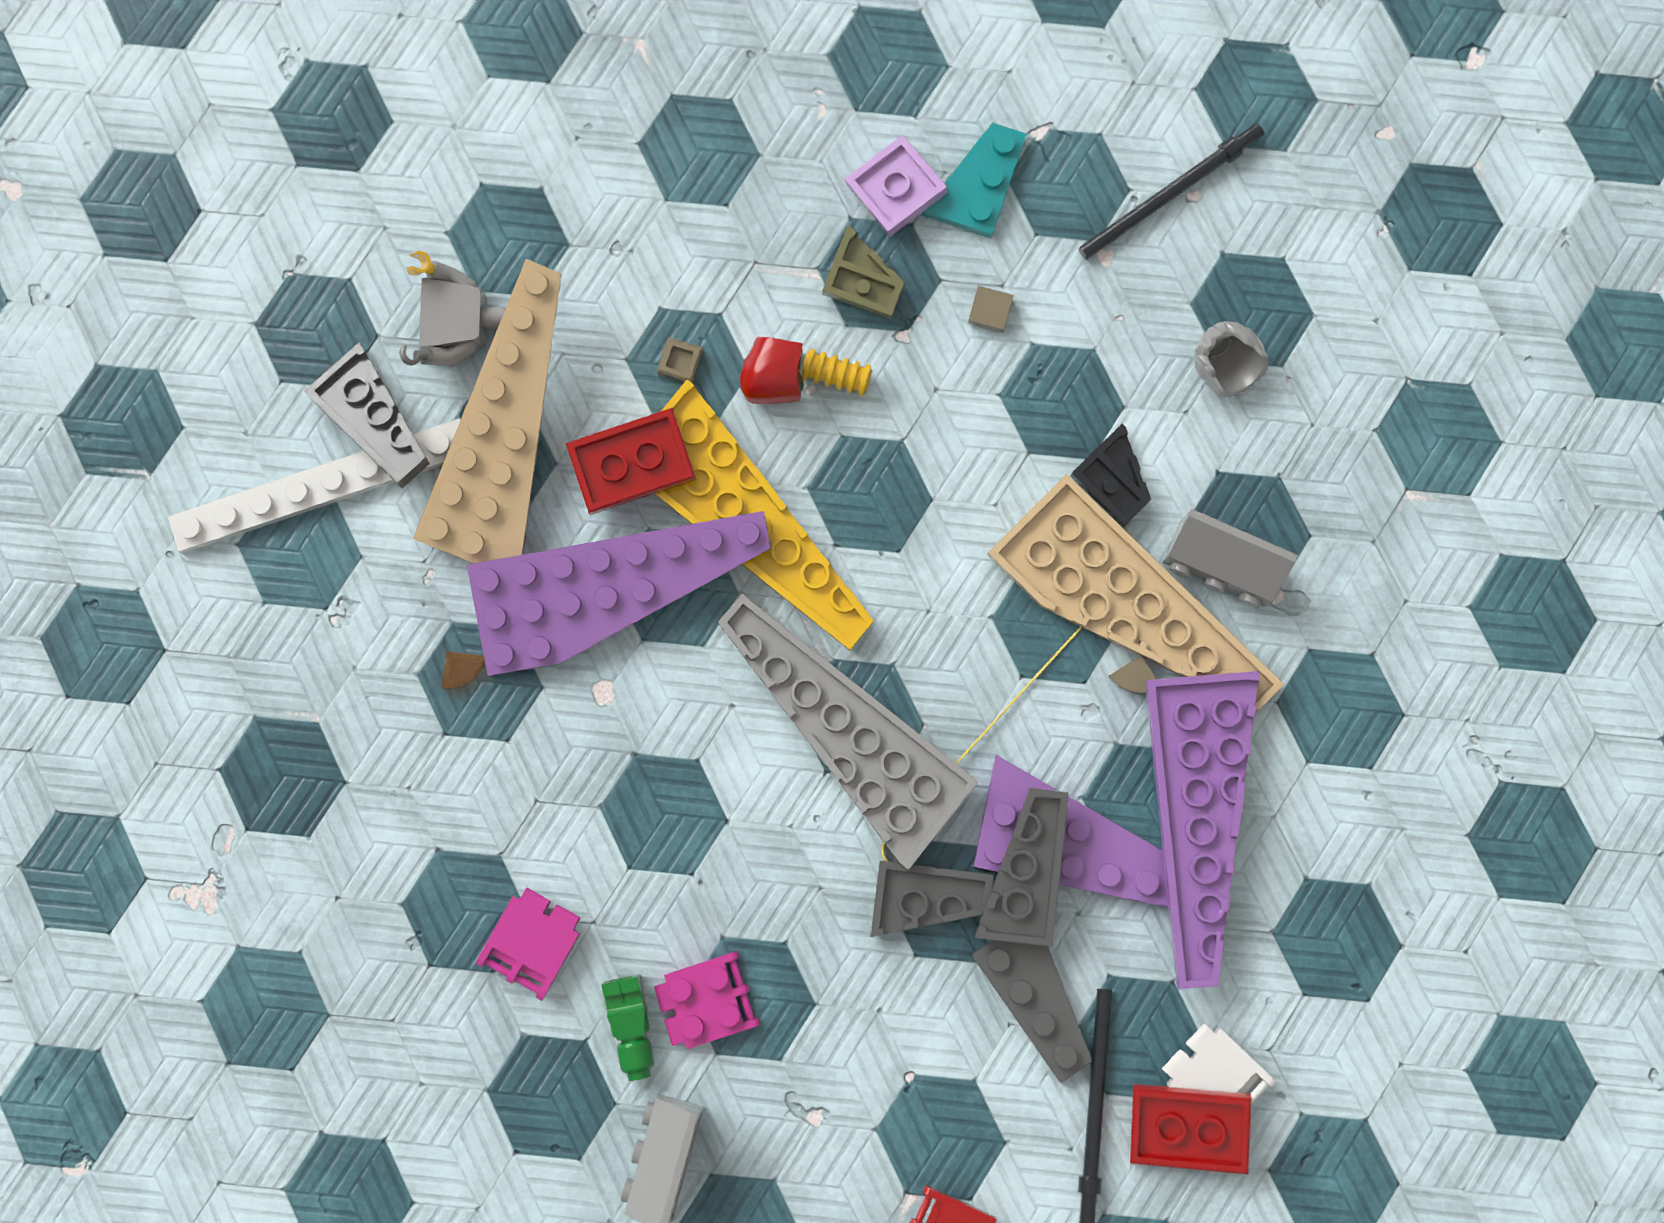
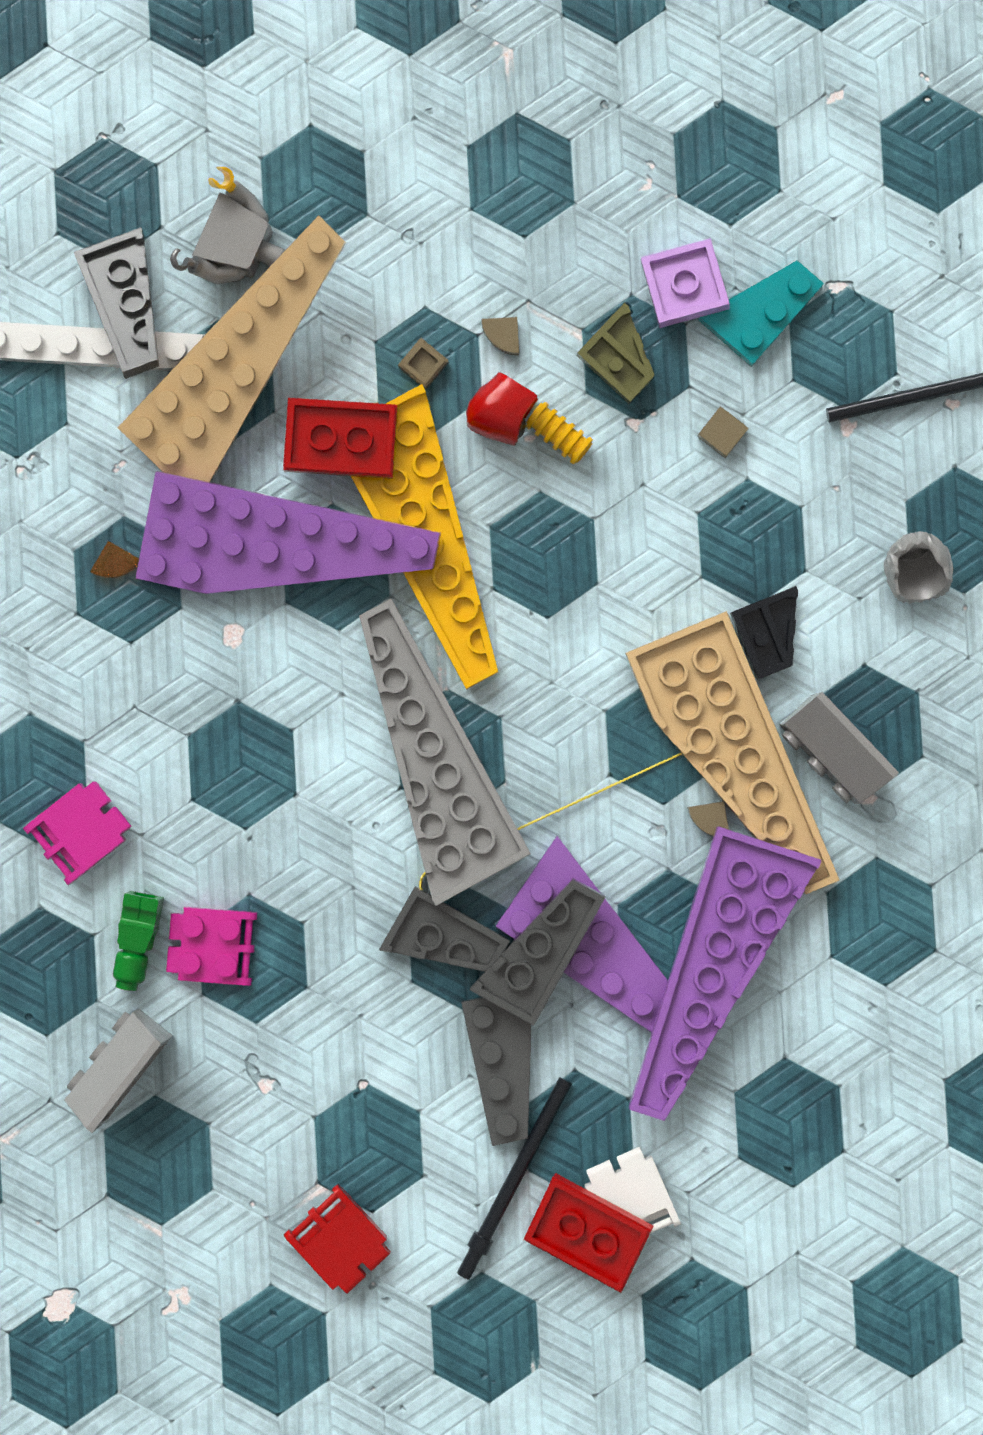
camera: 20 degrees right, 5 degrees up
(744, 302) = (502, 333): none -> dark tan tile

